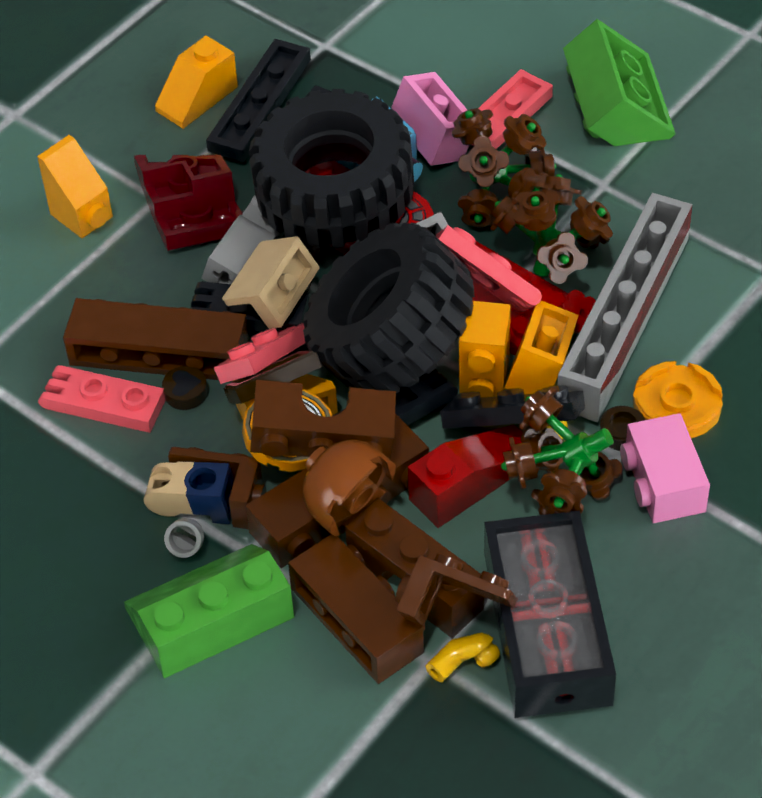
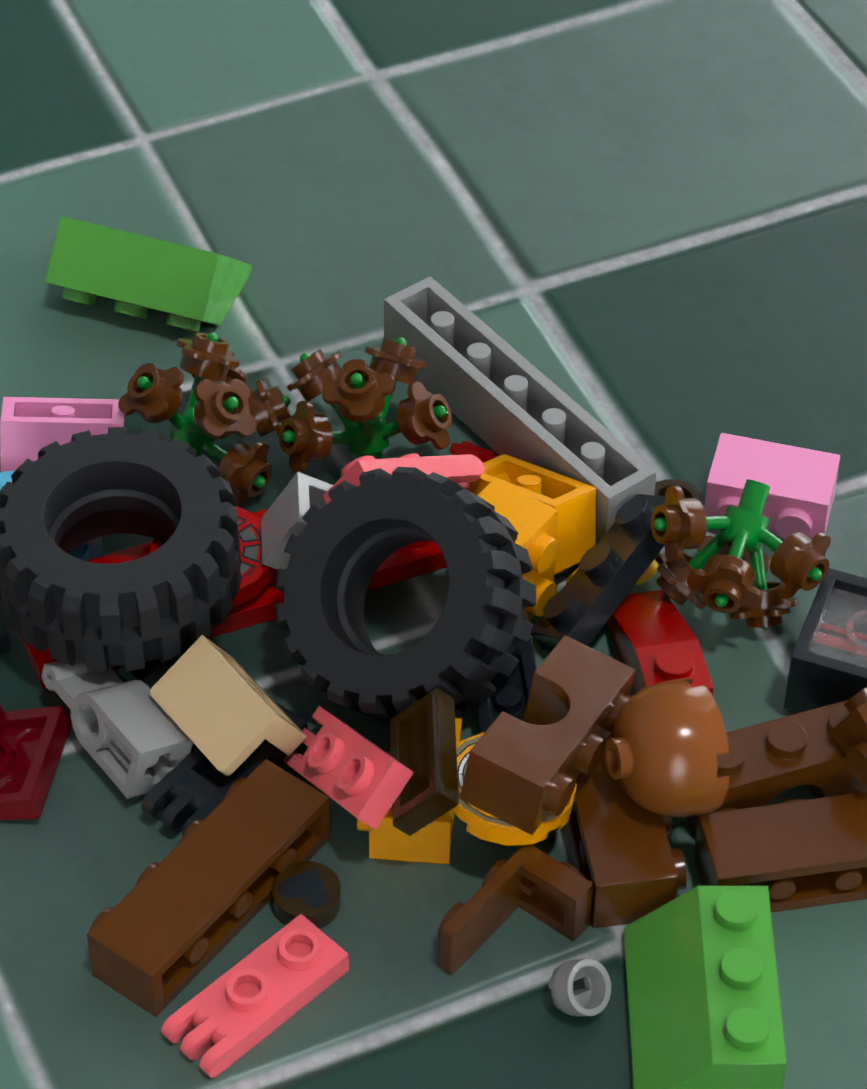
camera: 65 degrees left, 5 degrees down
(191, 489) = (507, 947): leg -> none
(518, 96) = (86, 366): coral hinge -> none
(680, 389) = (669, 437): light orange tile -> none

